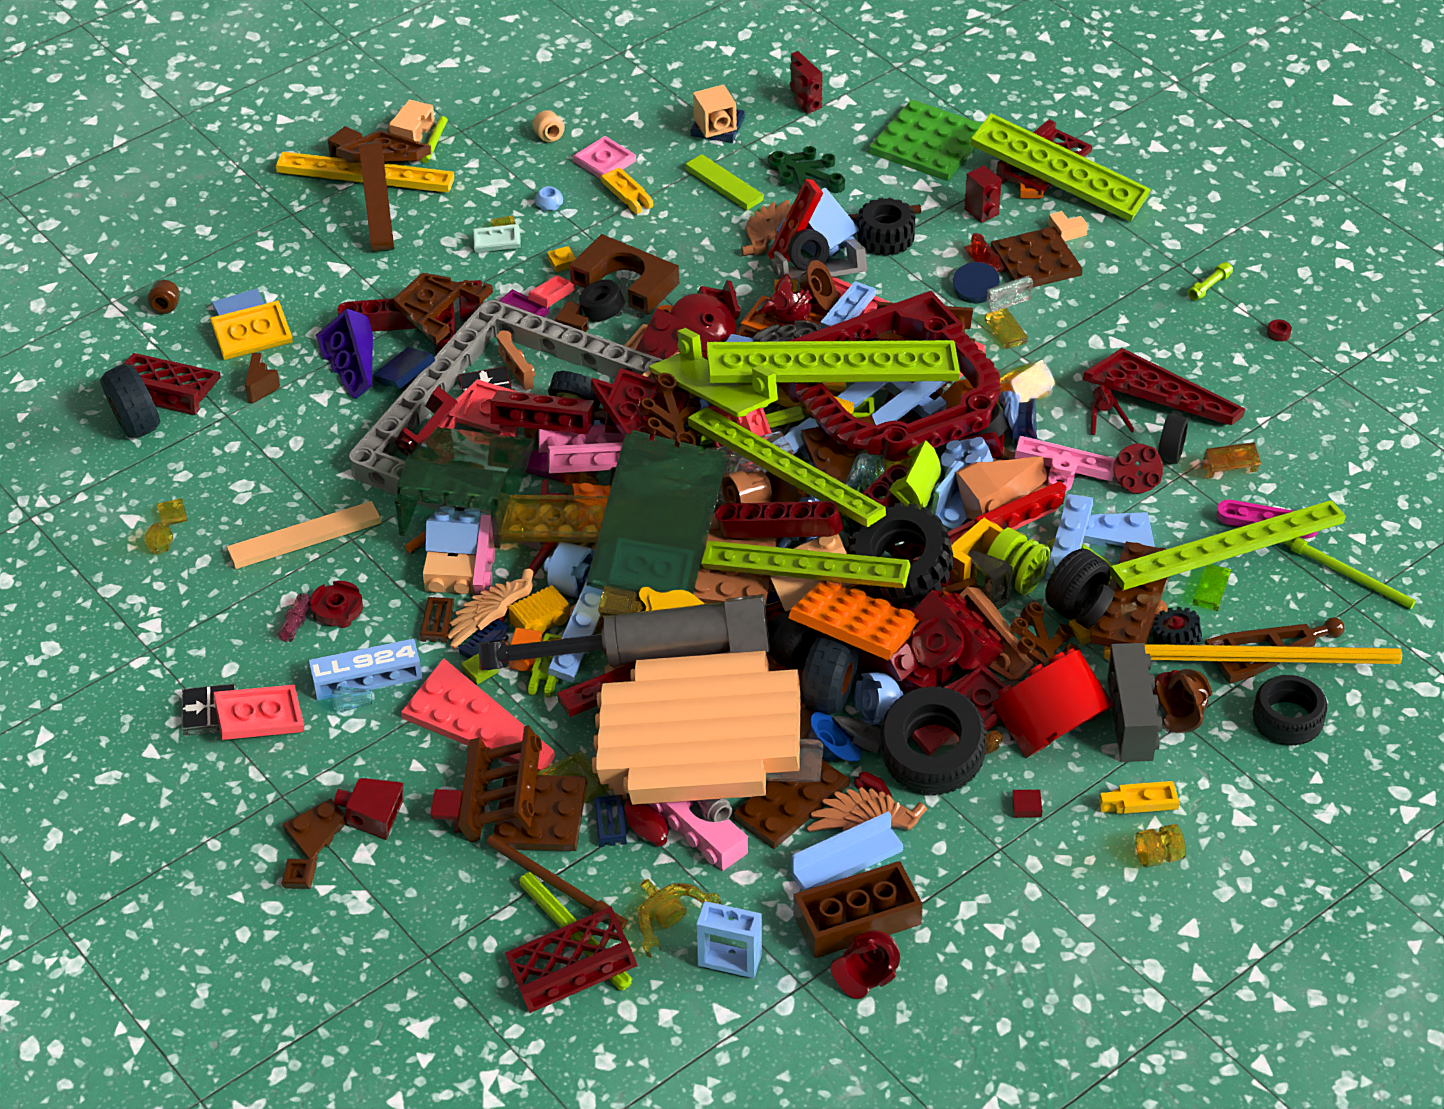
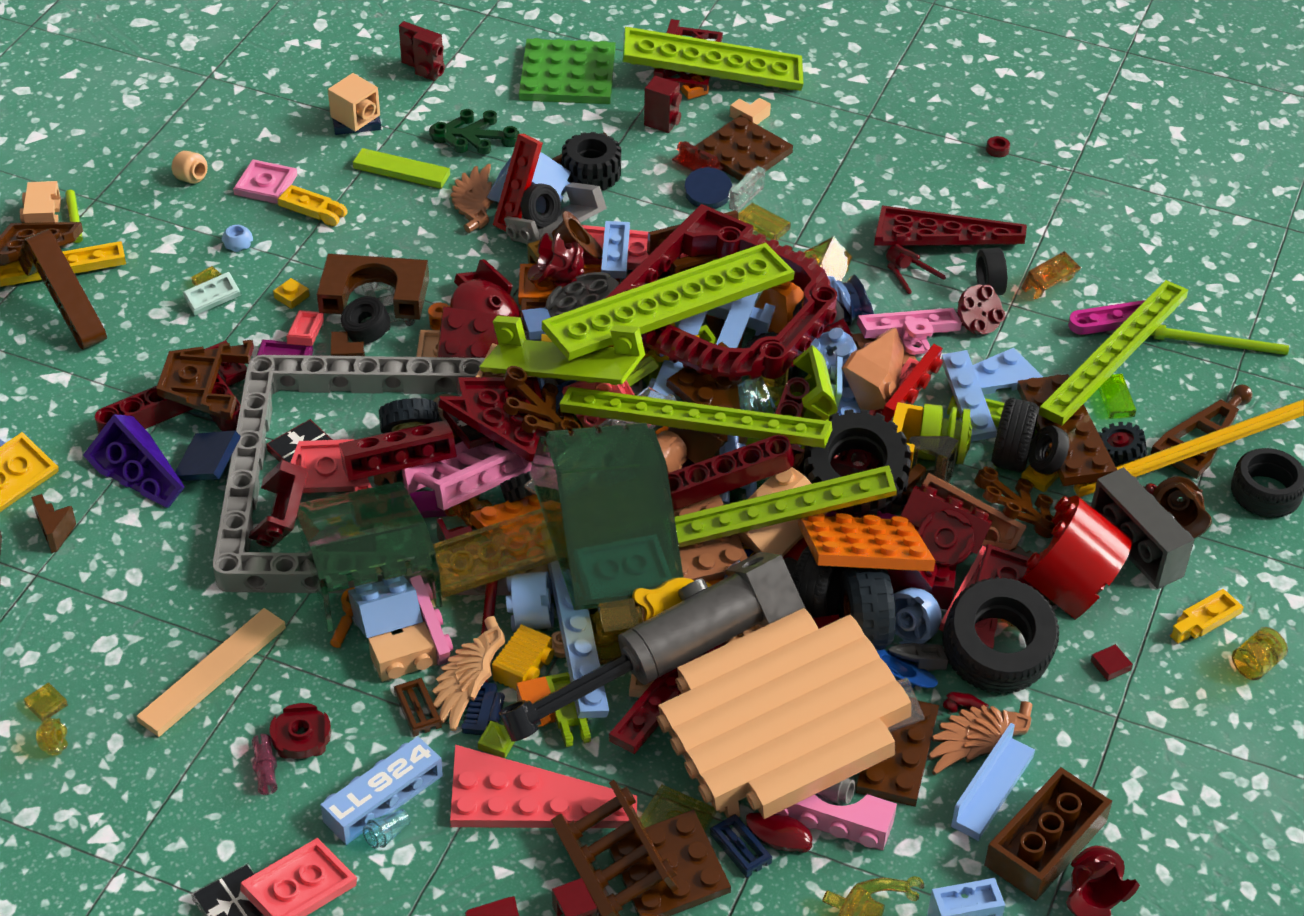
camera: 30 degrees left, 0 degrees up
(515, 360) = (317, 409): nougat plate -> none
(687, 601) = (692, 589): none -> dark grey tile
(1198, 290) = (906, 131): lime bar -> none

